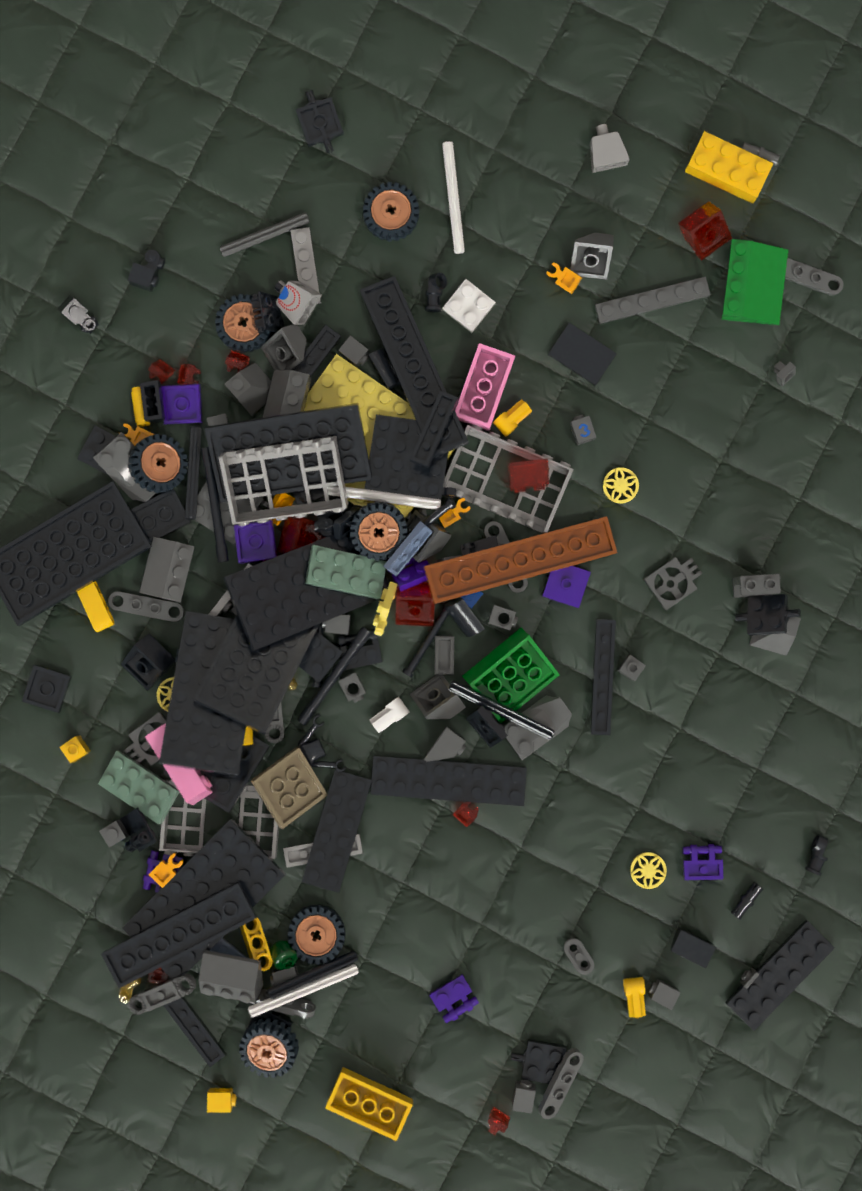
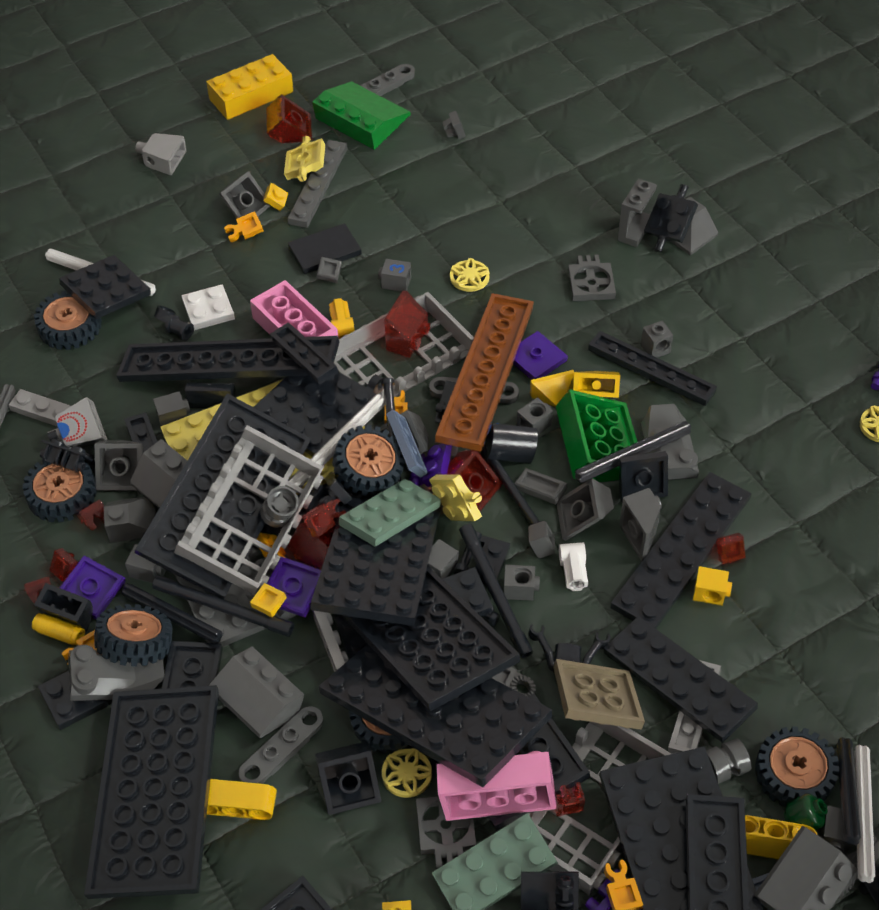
camera: 60 degrees left, 35 degrees down
(208, 808) = (570, 800): none -> clear red plate
(230, 535) = (268, 600): none -> yellow plate
(293, 889) = (729, 760): none -> dark grey wheel
(296, 499) = (279, 506): none -> dark grey wheel
(308, 531) = (321, 518): none -> clear red plate
(396, 682) = (541, 539): none -> dark grey slope
(425, 817) = (712, 586): none -> yellow brick
(432, 219) = (105, 286): none -> black plate
(538, 617) = (552, 387): none -> yellow slope
(557, 648) = (597, 383): none -> yellow slope
(559, 374) = (329, 269): none -> dark grey tile
(612, 279) = (275, 196): none -> yellow plate
(665, 275) = (304, 159): none -> light yellow plate

